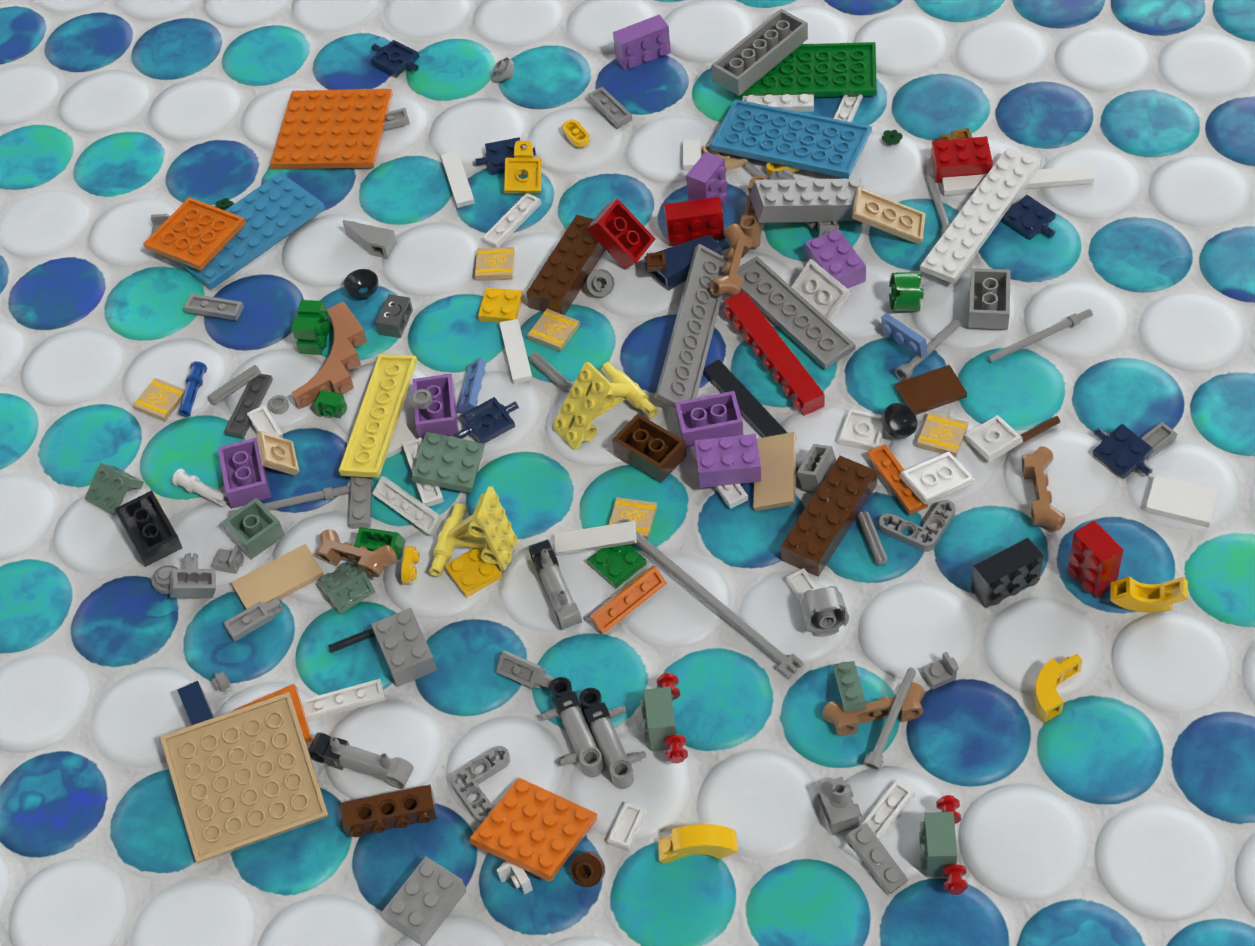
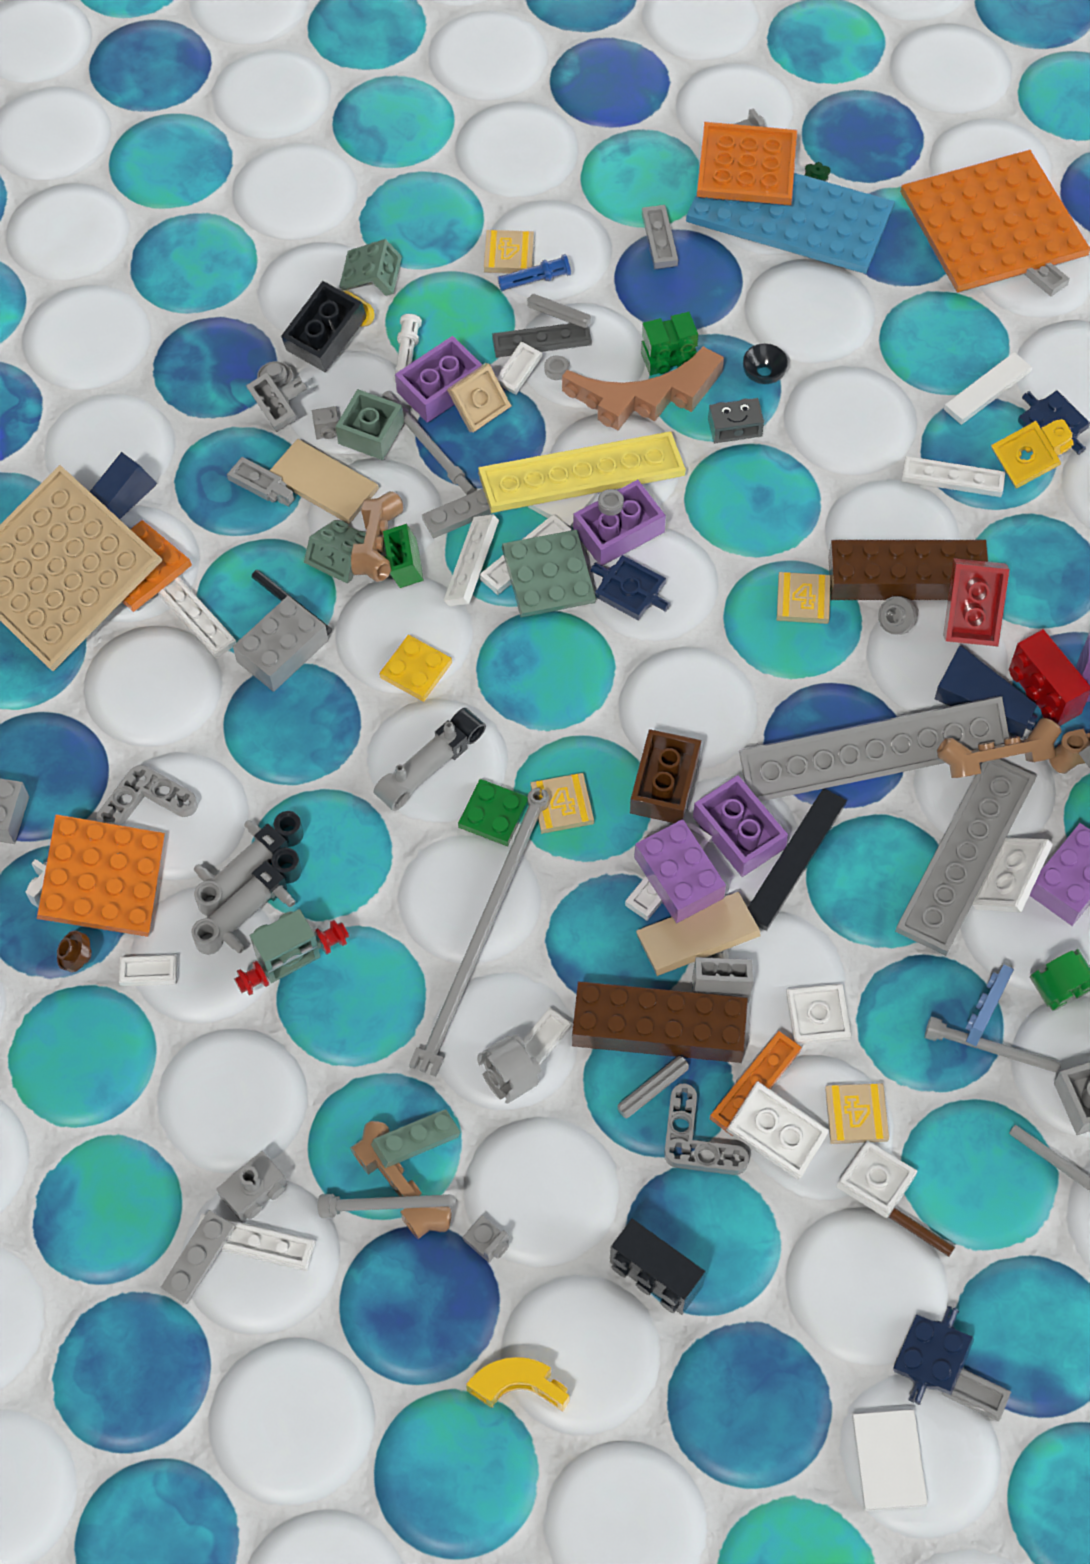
camera: 60 degrees right, 10 degrees up
(221, 681) = (172, 491): light grey plate -> none
(330, 404) = (575, 417): green brick -> none
(340, 755) = (126, 648): light grey piece -> none
(373, 239) = (840, 347): light grey slope -> none
(379, 805) = (57, 692): reddish brown brick -> none
(408, 570) = (391, 599): yellow plate -> none
(472, 385) = (672, 548): medium blue plate -> none
(484, 529) = (452, 648): light yellow plate -> none
(494, 263) = (874, 488): tan tile -> none
(500, 305) = (812, 524): yellow plate -> none
(515, 351) = (750, 571): white tile -> none
(523, 671) = (300, 779): light grey hinge -> none
(547, 369) = (737, 621): light grey axle -> none
(594, 396) = (698, 681): light yellow plate -> none
(595, 538) = (507, 774): white tile -> none
(627, 599) = (441, 845): orange plate -> none
(656, 261) = (955, 662): reddish brown tile -> none
(698, 840) = (145, 1054): yellow arch -> none
(774, 353) = (886, 859): red brick -> none
(903, 417) = (856, 1058): black piece -> none
(931, 390) = (923, 1073): reddish brown tile -> none
(939, 845) = (233, 1322): sand green brick -> none
(1041, 511) = (851, 1245): medium nougat plate -> none
(1094, 559) = (715, 1369): red brick -> none
(1148, 597) = (704, 1458): yellow arch -> none

